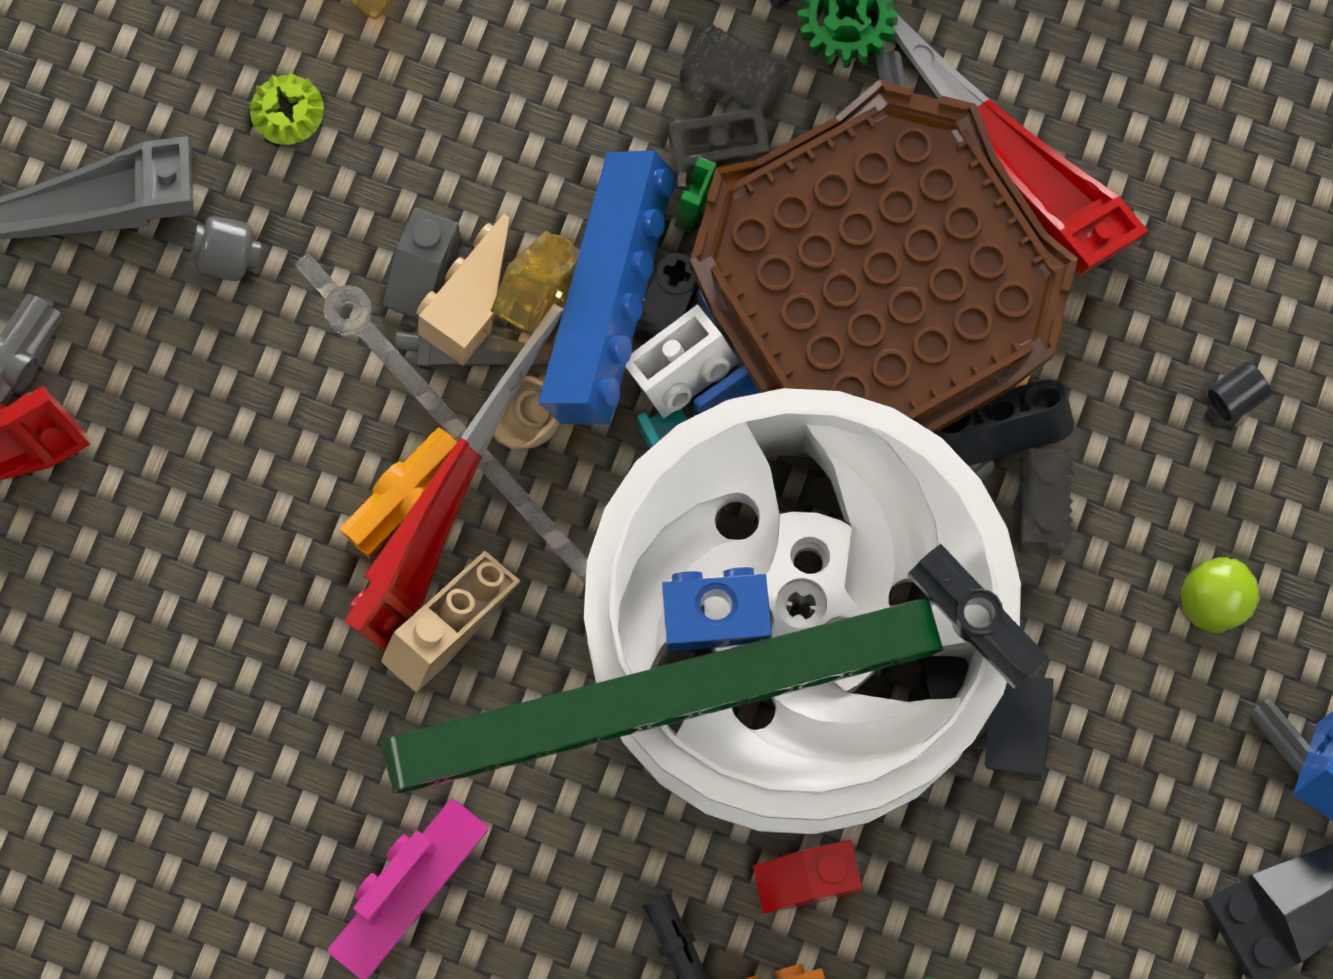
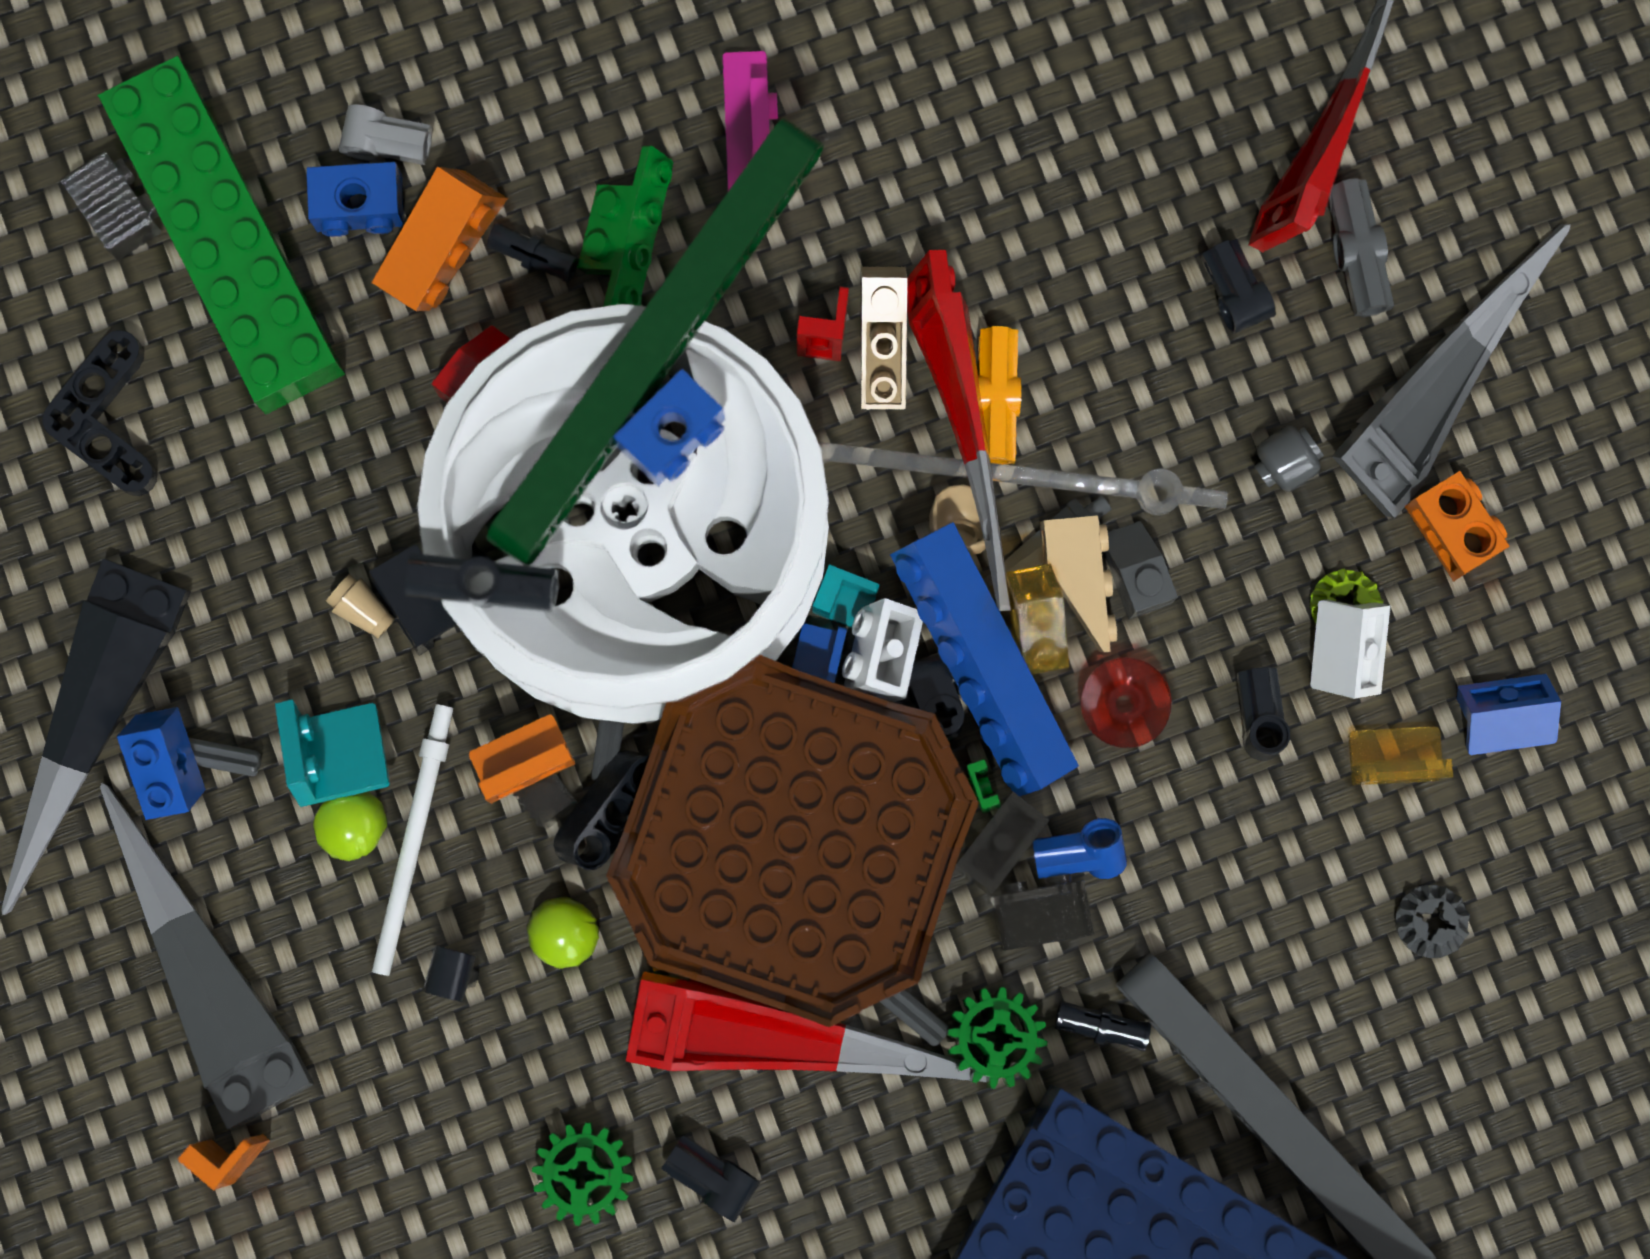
camera: 135 degrees right, 5 degrees up
(136, 404) = (1241, 297): none -> black piece
(157, 90) = (1447, 532): none -> orange brick
(319, 69) = (1350, 648): none -> white panel
(427, 83) = (1262, 708): none -> black piece
(495, 643) = (824, 337): none -> red panel
(521, 153) = (1147, 693): none -> clear red dish
(587, 895) = (625, 228): none -> green bracket
(669, 96) = (1095, 849): none -> blue piece
(1047, 504) = (521, 758): none -> orange panel
(1071, 763) = (360, 606): none -> tan cone
(1107, 593) = (433, 751): none -> white bar
(1116, 371) = (562, 932): none -> lime hair
(1149, 86) = (719, 1182): none -> black piece
(1189, 656) = (331, 752): none -> teal bracket
(1239, 159) = (581, 1194): none -> green gear

